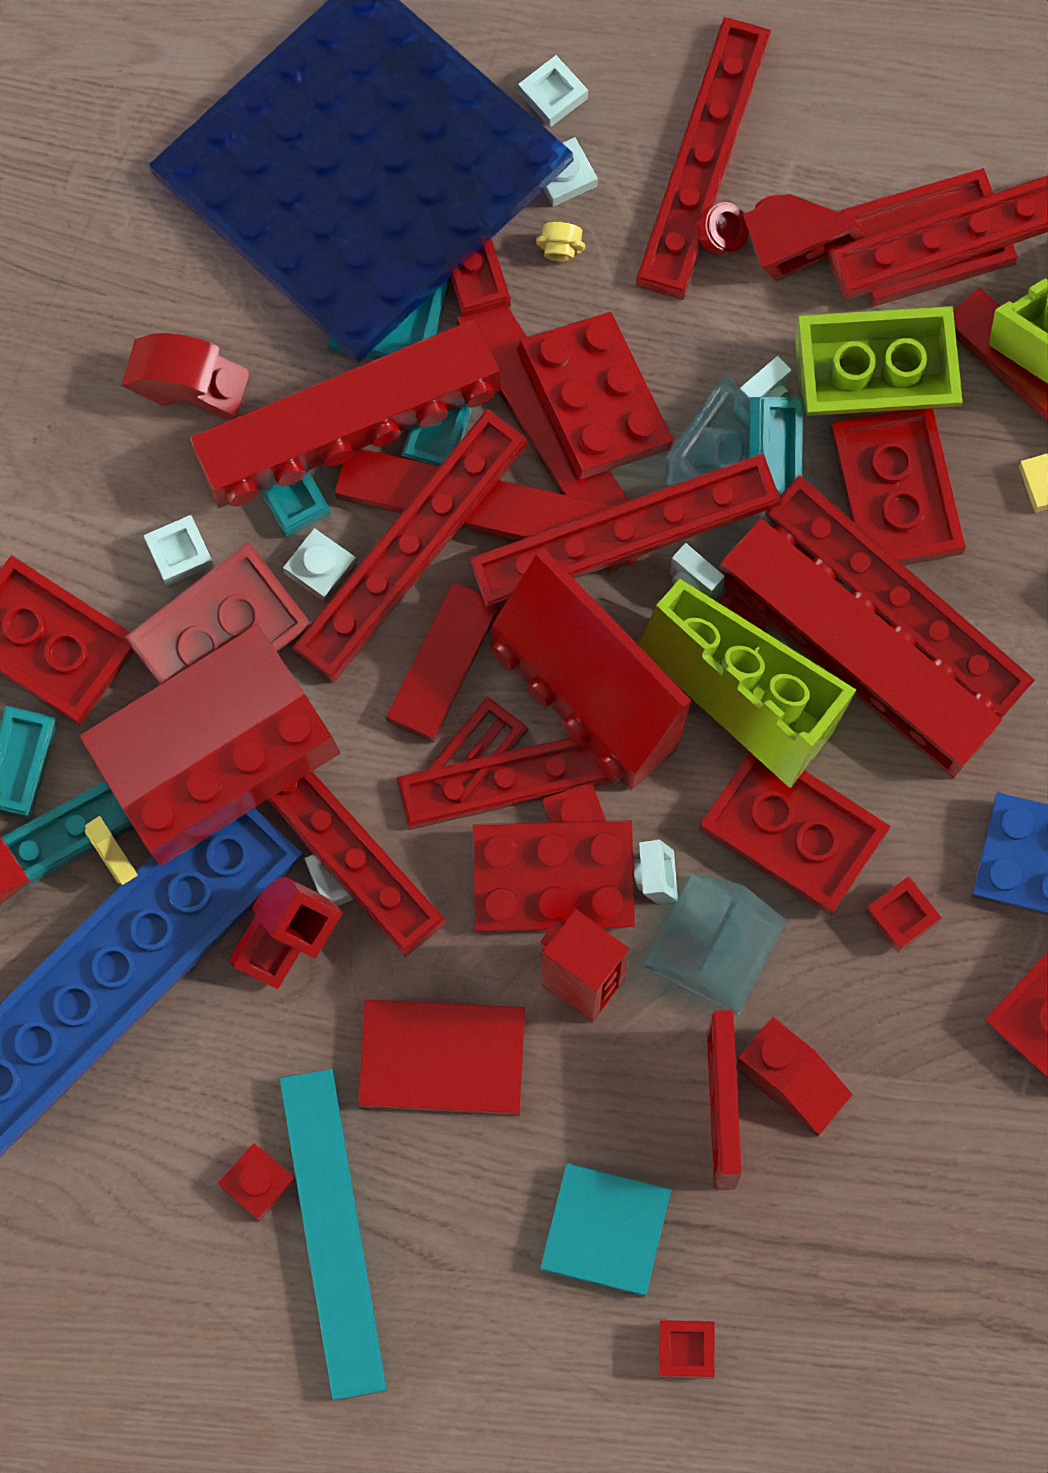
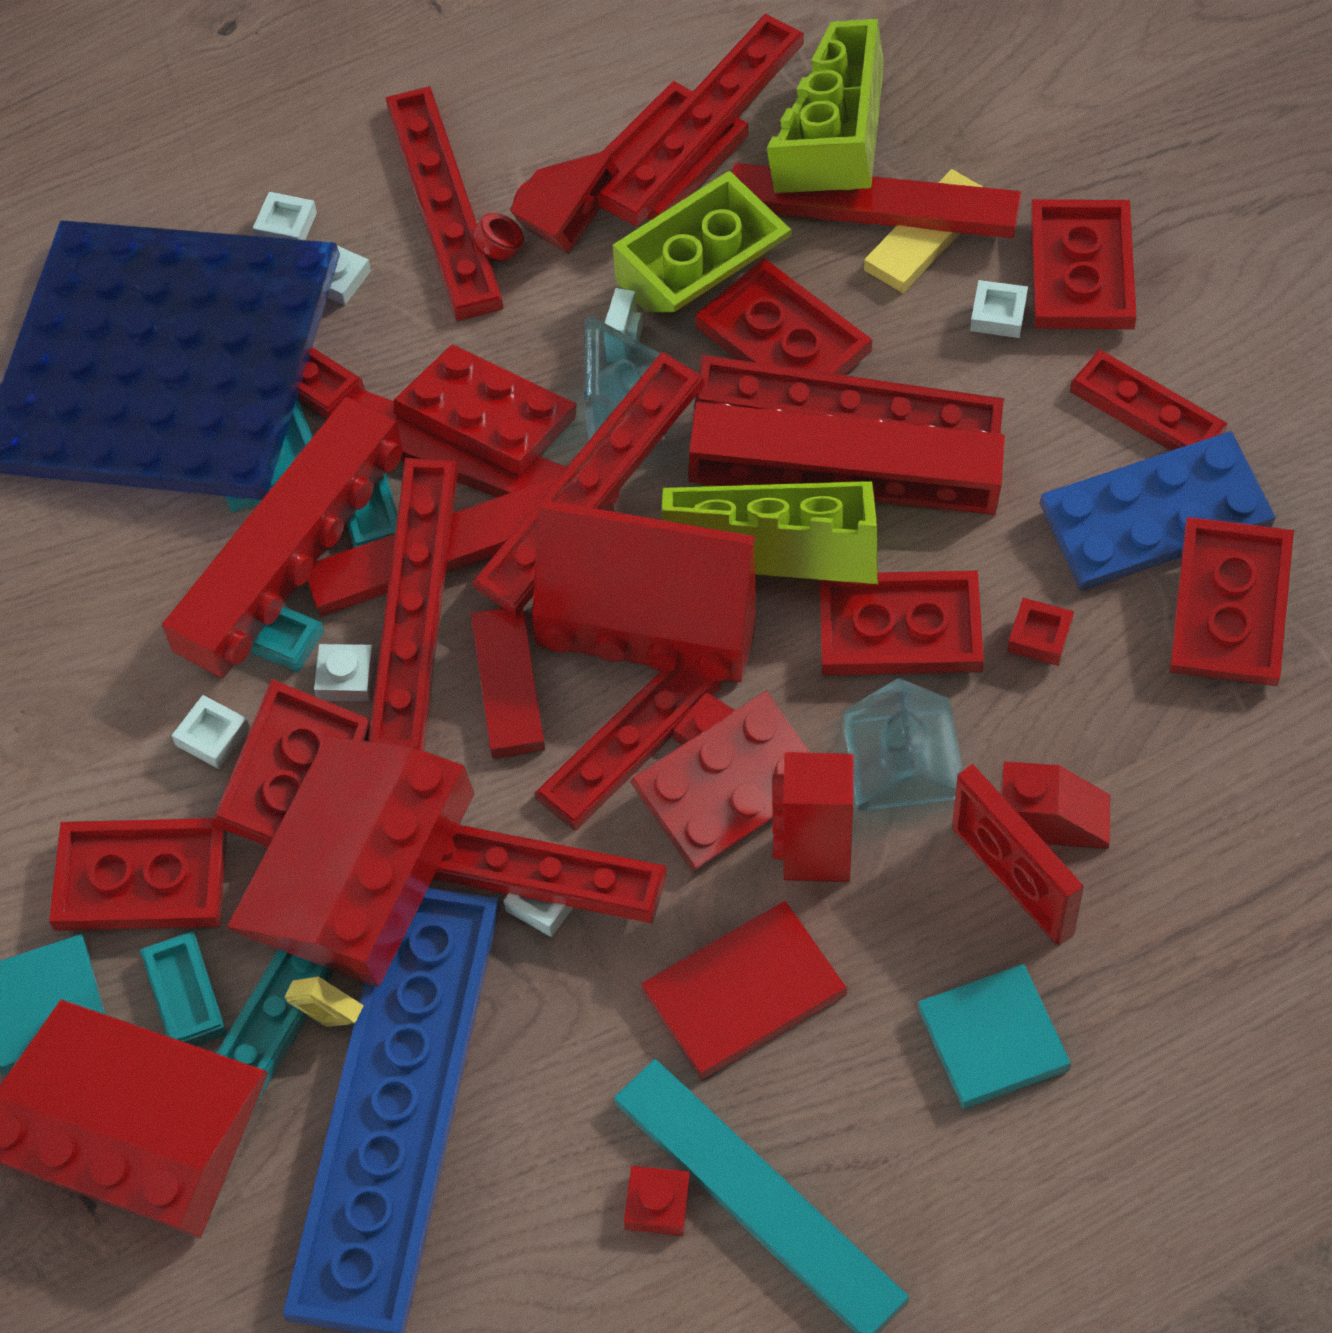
camera: 30 degrees left, 15 degrees down
(185, 368) = (111, 585): red brick -> none
(285, 923) = (524, 955): red brick -> none
(503, 718) = (591, 694): red tile -> none
(560, 241) = (371, 319): light yellow plate -> none
(656, 872) = (813, 724): light aqua plate -> none
(687, 1349) = (1140, 1084): red plate -> none
(696, 572) = (667, 475): light aqua plate -> none
(778, 433) = (652, 333): teal tile -> none

